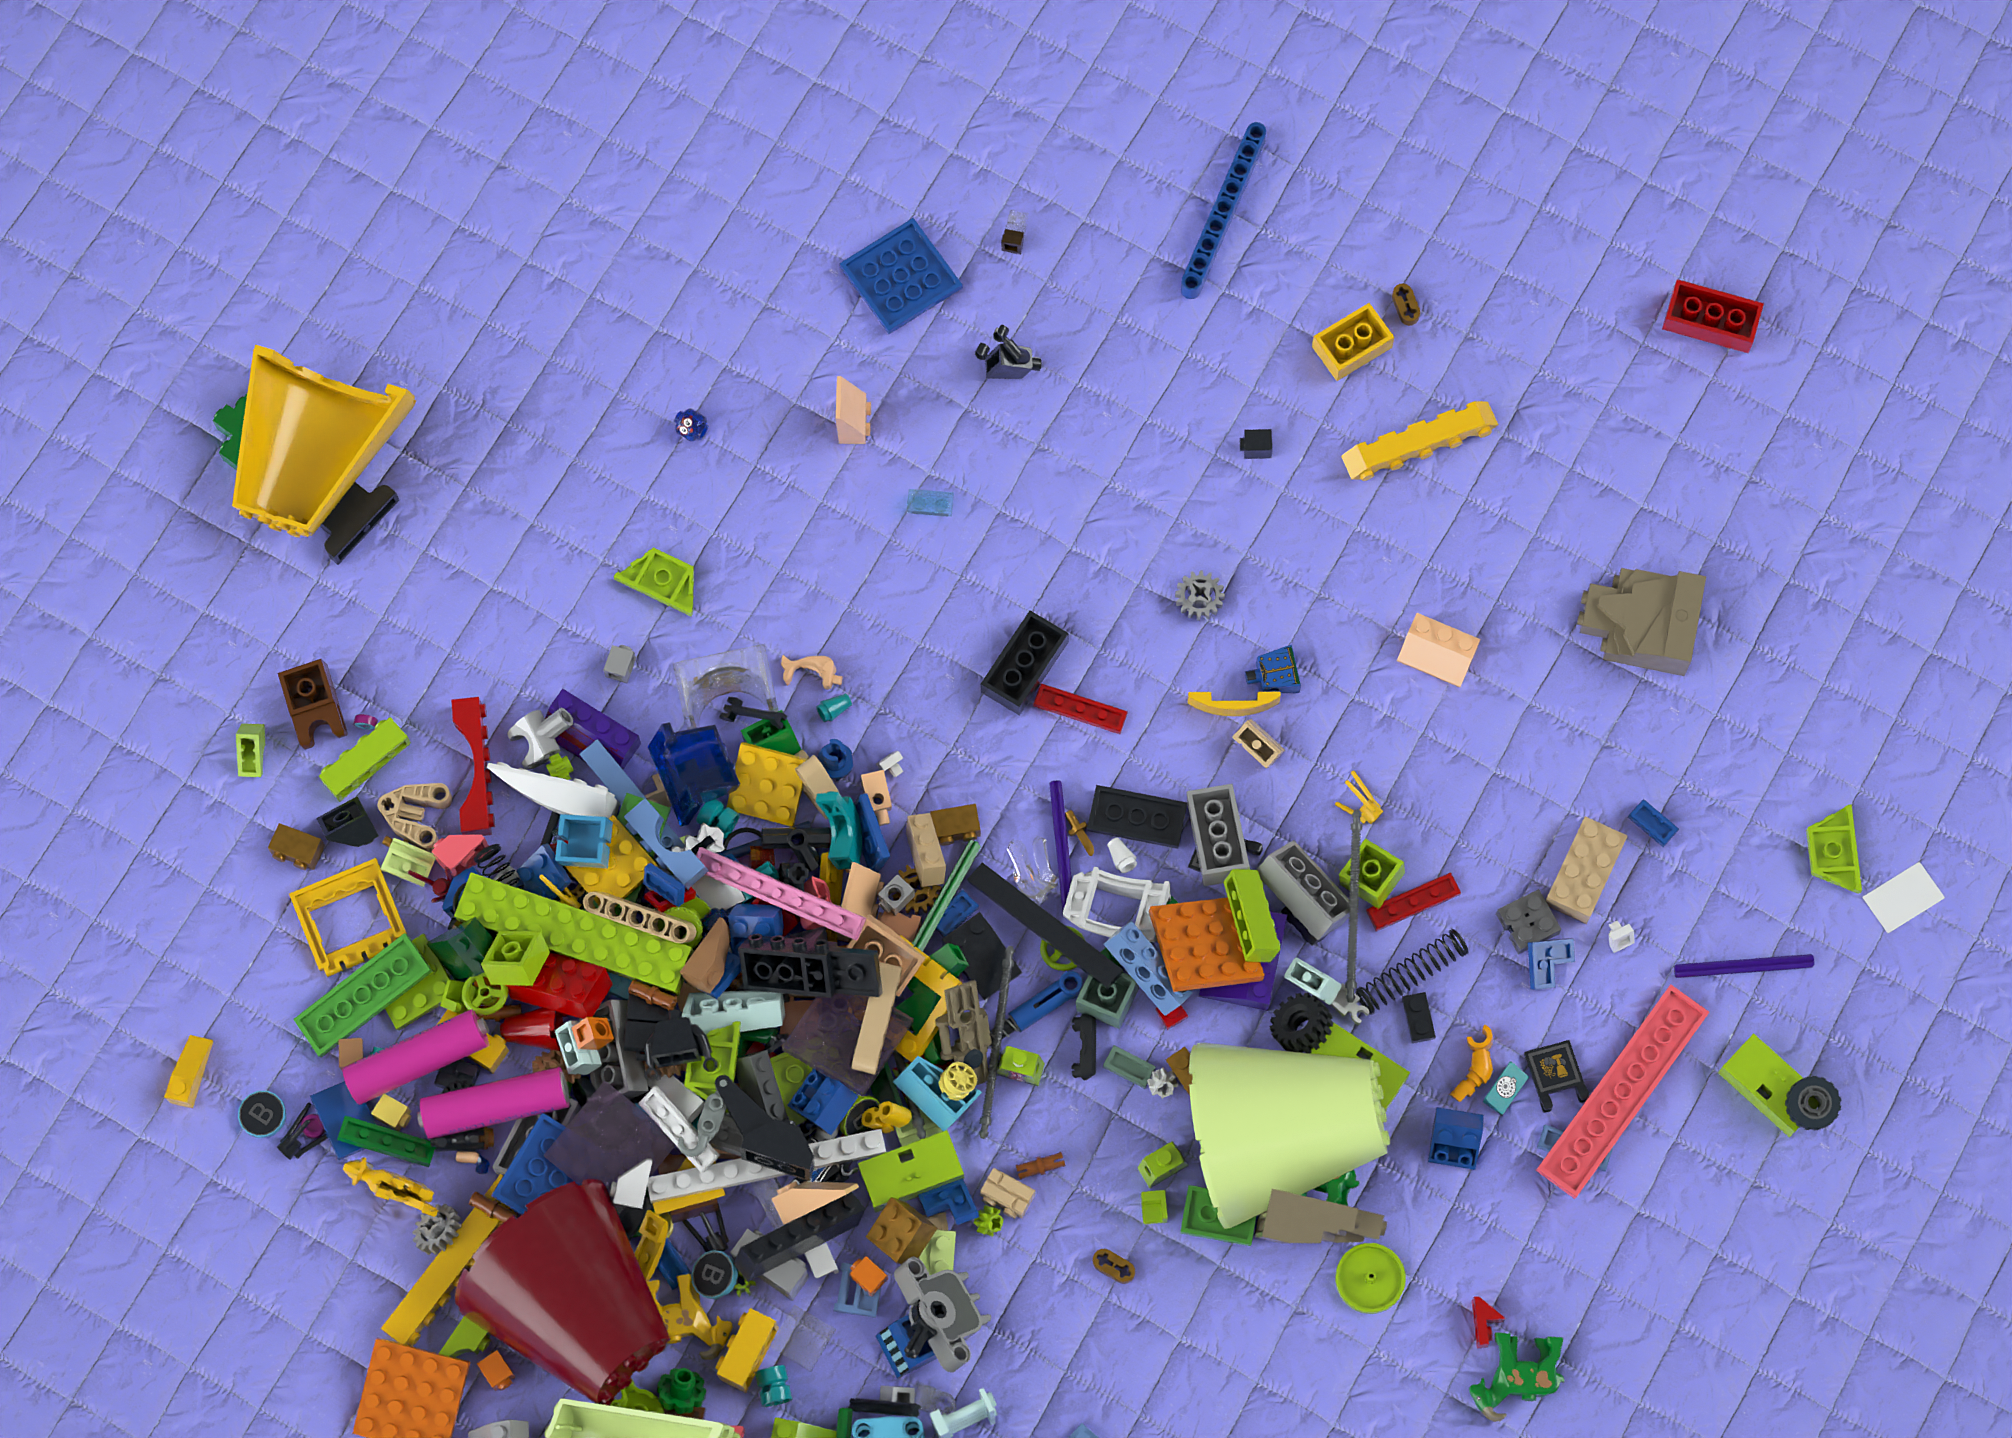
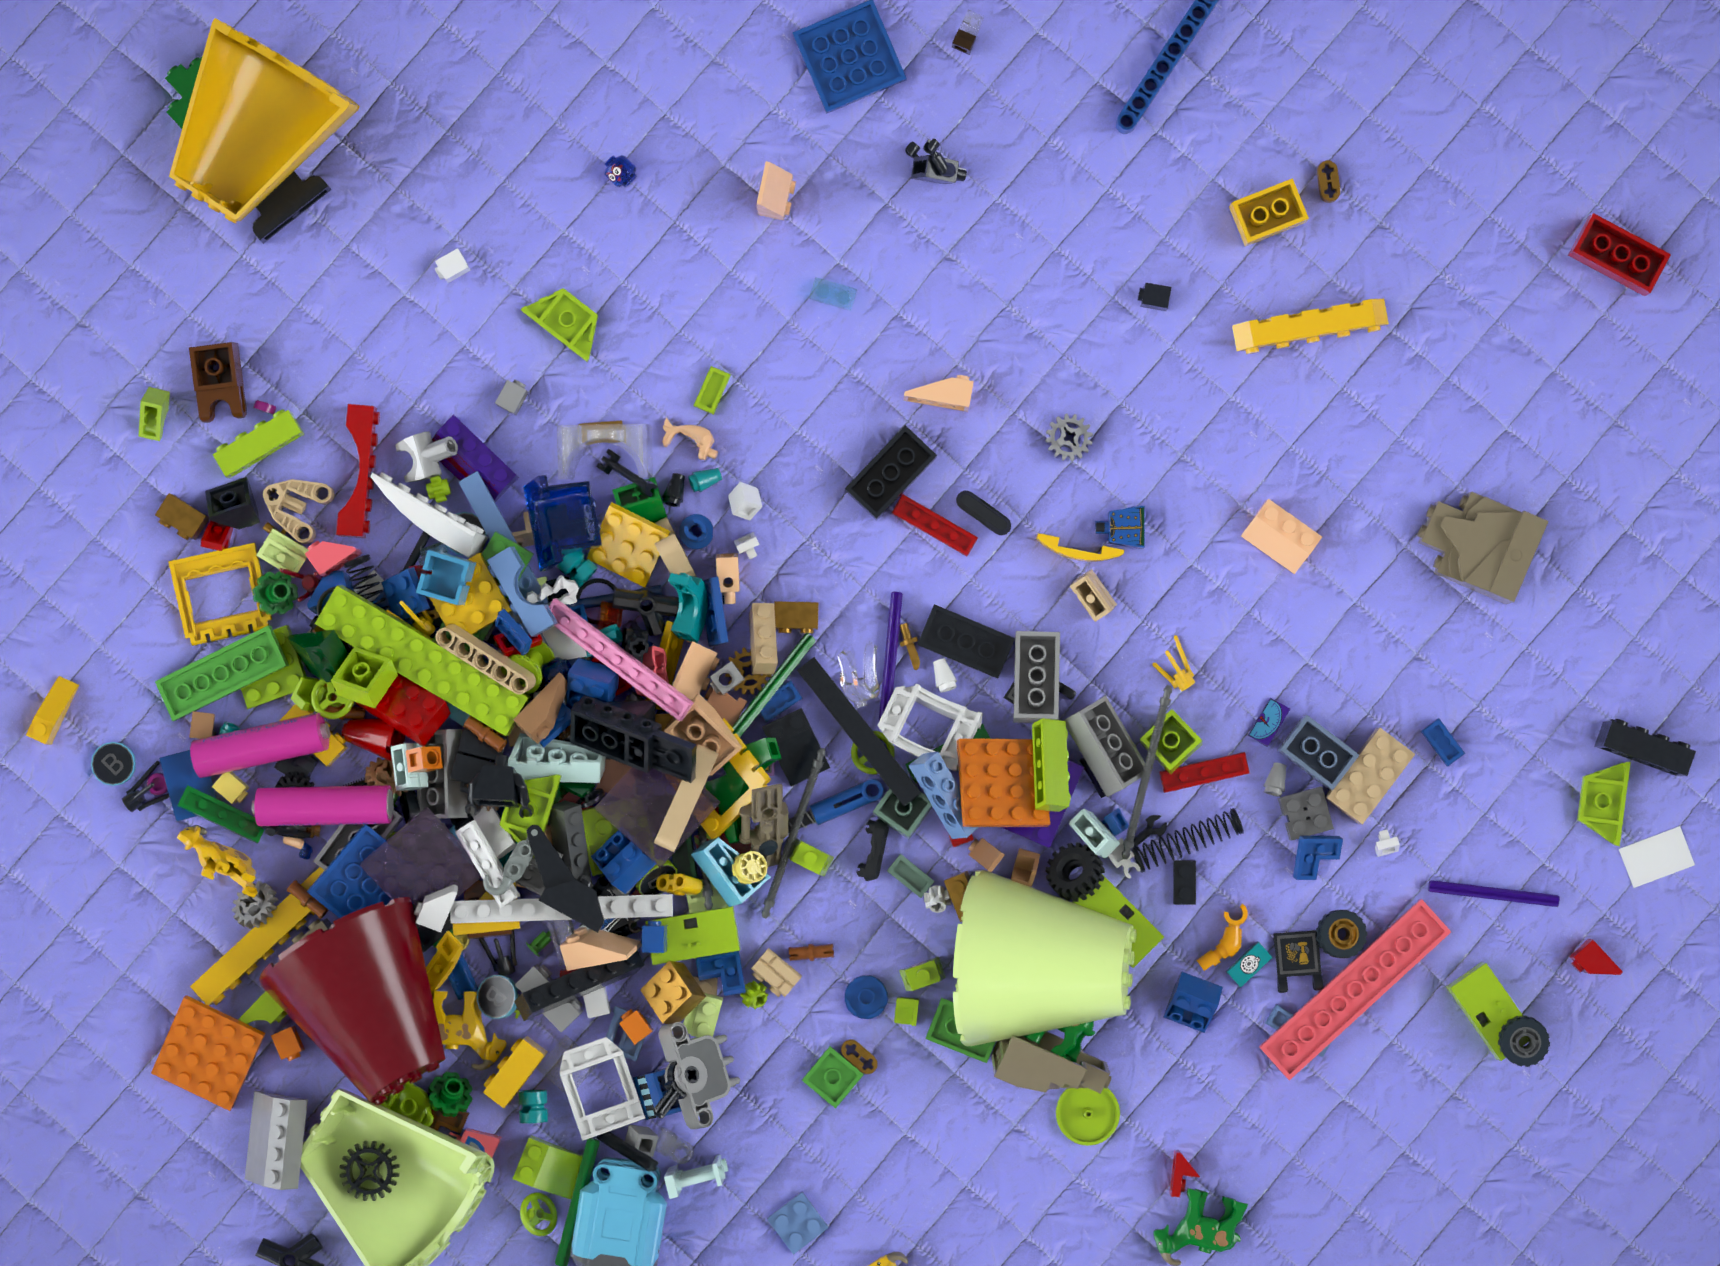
camera: 10 degrees right, 15 degrees up
(336, 857) = (216, 536): none -> red slope
(406, 904) = (275, 593): none -> green plant
(535, 548) = (451, 266): none -> white brick
(748, 1212) = (539, 942): none -> bright green piece
(805, 726) = (674, 492): none -> black cone
(824, 620) = (712, 390): none -> lime tile
(860, 1380) = (609, 1118): none -> white wedge
(870, 1175) = (654, 937): none -> blue brick
(880, 720) = (745, 501): none -> white panel
(1061, 575) = (947, 393): none -> light nougat slope
(1089, 1292) = (832, 1077): none -> bright green plate
(1108, 1202) = (866, 997): none -> blue tile
(1128, 684) = (983, 512): none -> black piece
(1204, 1024) = (985, 854): none -> medium nougat slope
(1248, 1030) = (1025, 867): none -> medium nougat panel
(1332, 967) = (1116, 822): none -> blue tile
(1369, 972) = (1149, 831): none -> black bar
(1468, 838) = (1269, 722): none -> slope
(1490, 895) = (1275, 781): none -> light grey cone
(1526, 855) = (1318, 752): none -> sand blue brick
(1605, 1027) = (1328, 937): none -> black wheel
(1862, 785) = (1644, 748): none -> black brick
(1866, 1013) = (1593, 960): none -> red slope

